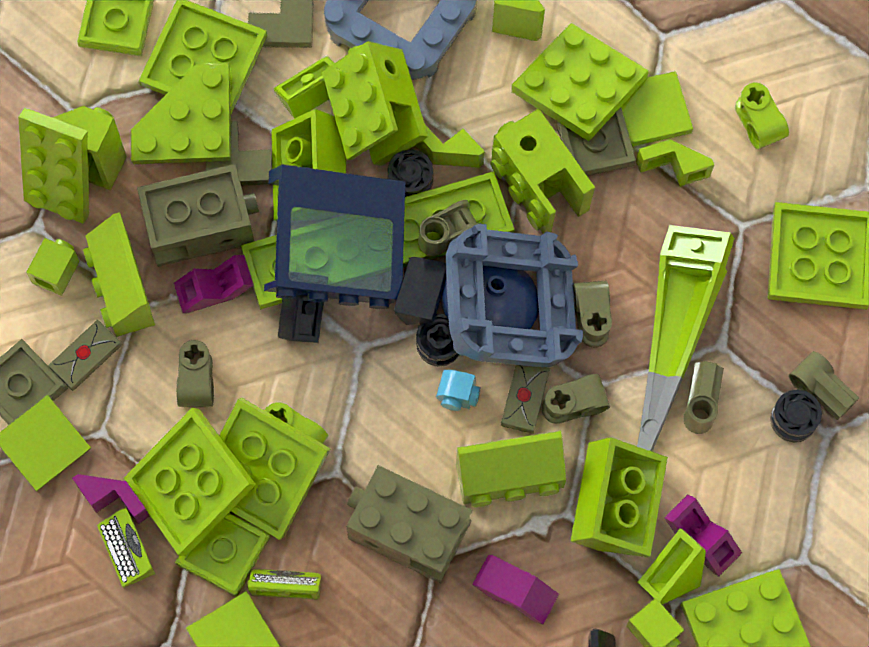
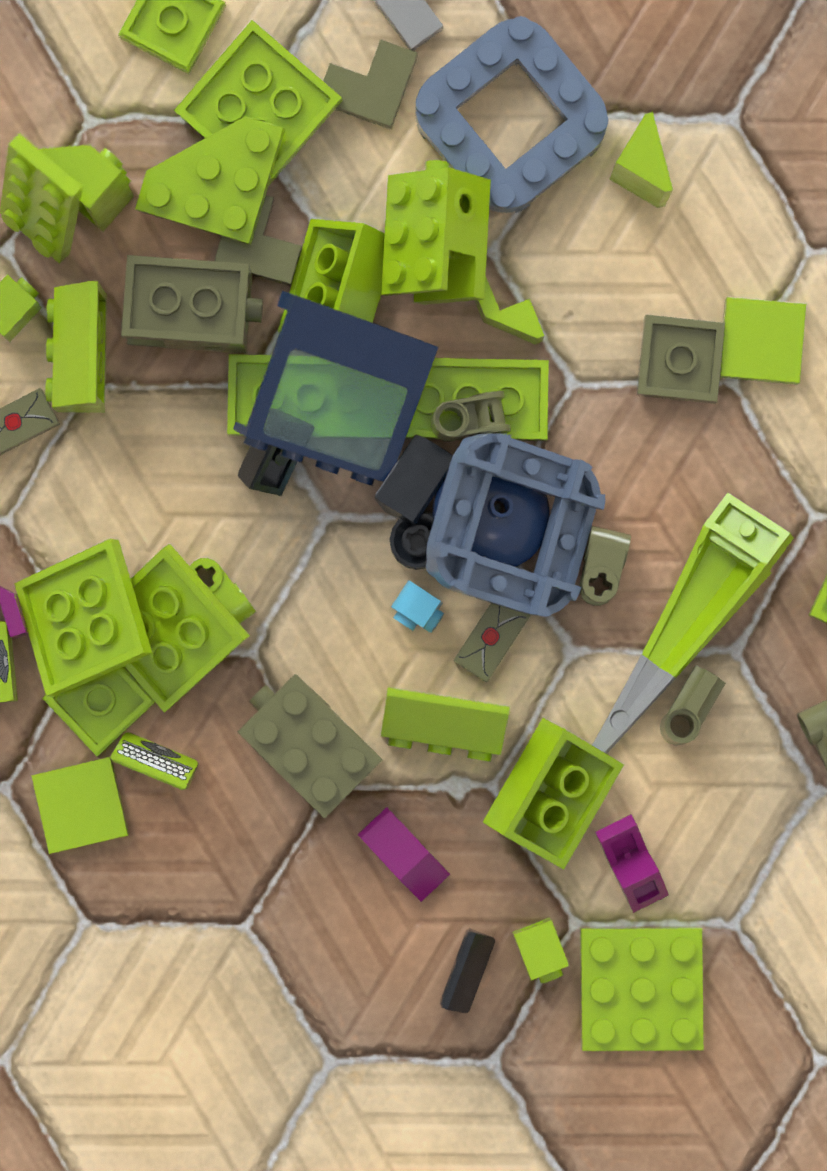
camera: 15 degrees right, 15 degrees up
(195, 381) = (125, 501): olive piece -> none
(213, 286) = (183, 389): magenta slope -> none
(305, 89) = (365, 181): lime slope -> none
(413, 170) = (452, 329): black wheel -> none
(537, 168) = (598, 375): lime torso -> none
(579, 81) = (687, 281): lime plate -> none
(581, 399) = (553, 662): olive piece -> none
(675, 569) = (585, 892): lime slope -> none
(686, 163) = (774, 423): lime slope -> none
(795, 416) = (787, 763): black wheel -> none

